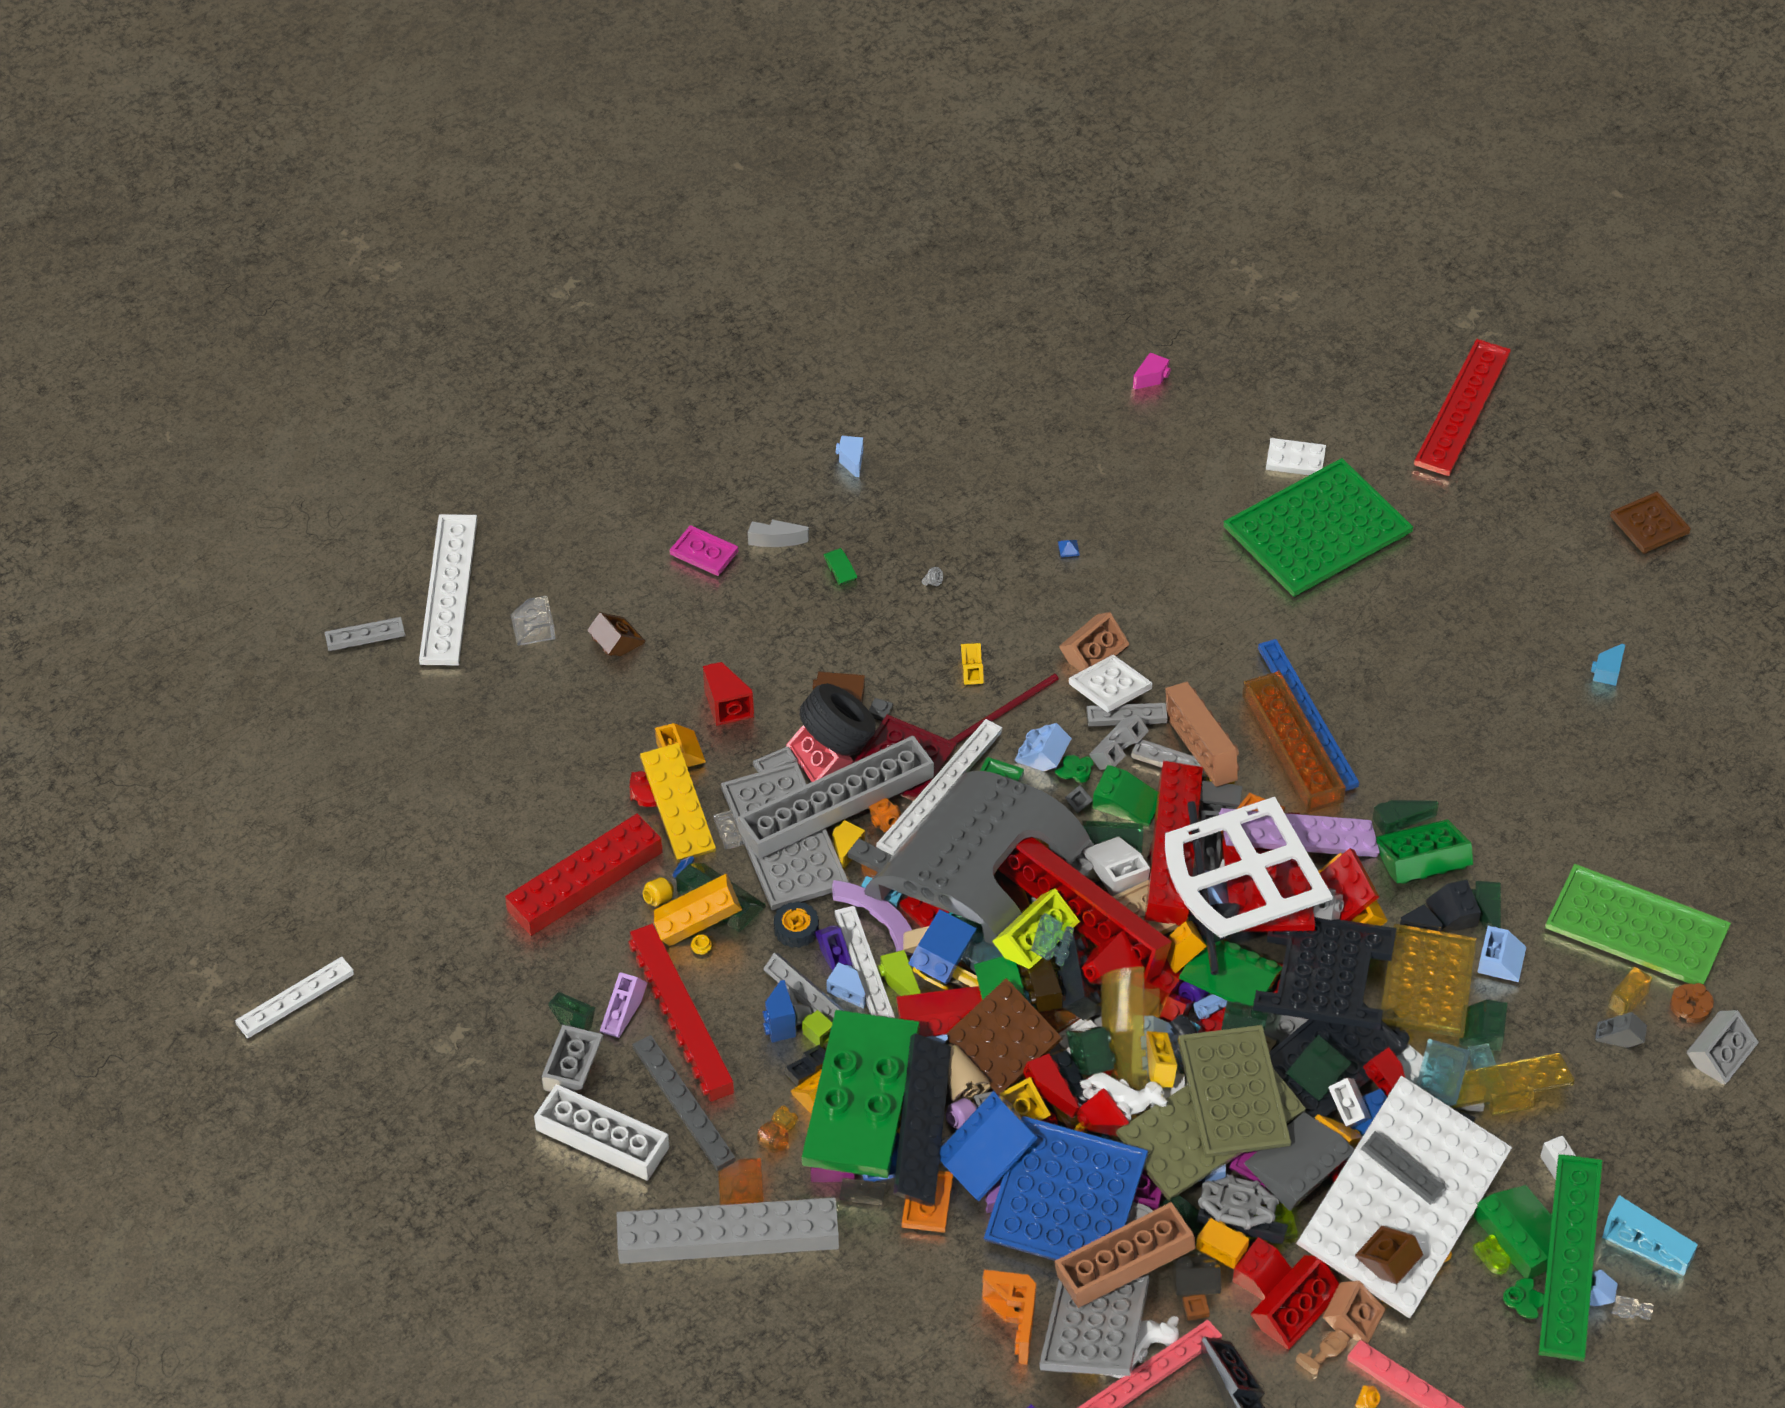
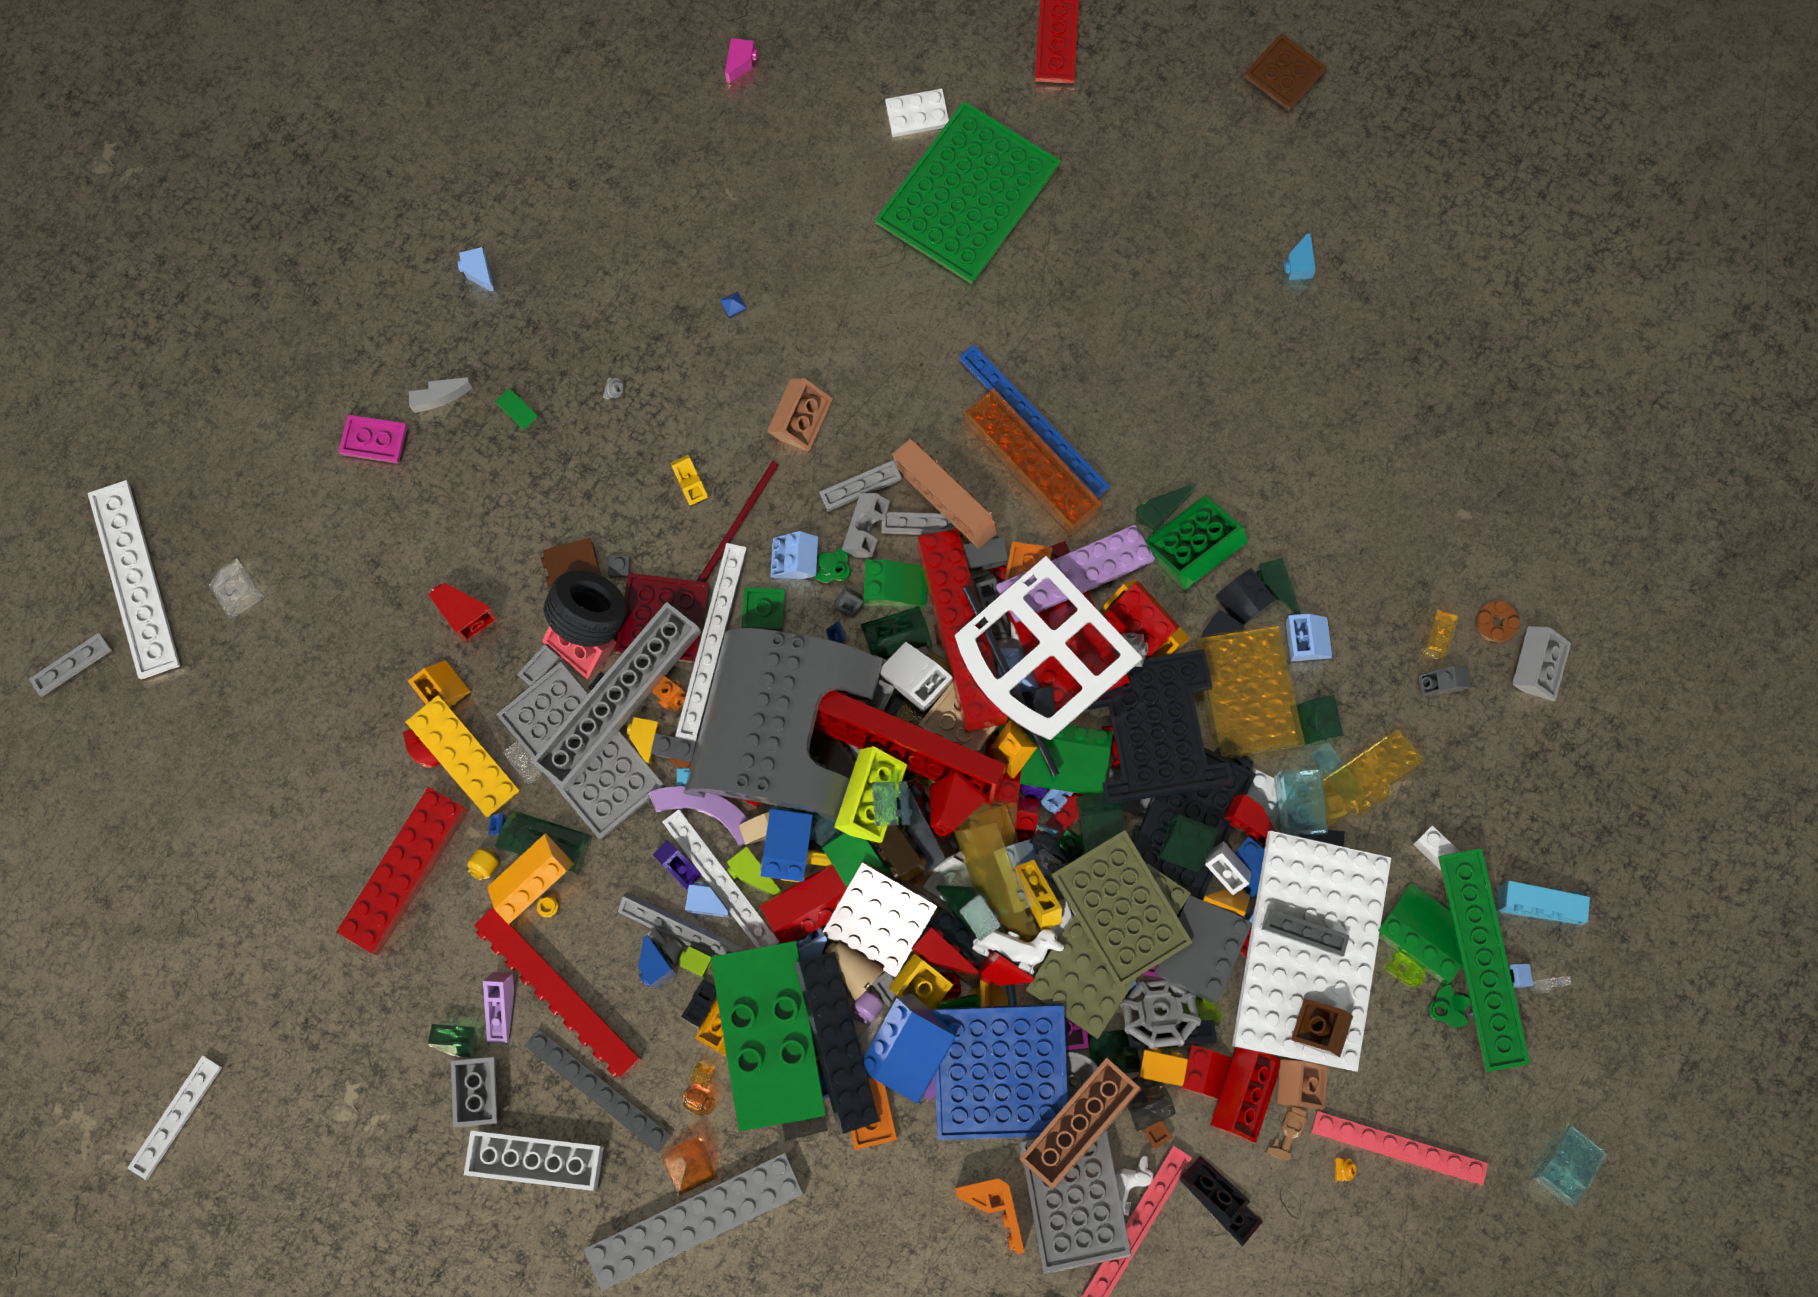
camera: 15 degrees left, 25 degrees up
(615, 634) = (323, 574): reddish brown slope -> none
(806, 924) = (621, 841): black wheel -> none
(1110, 683) = (832, 457): white plate -> none
(1638, 925) = (1422, 554): bright green plate -> none

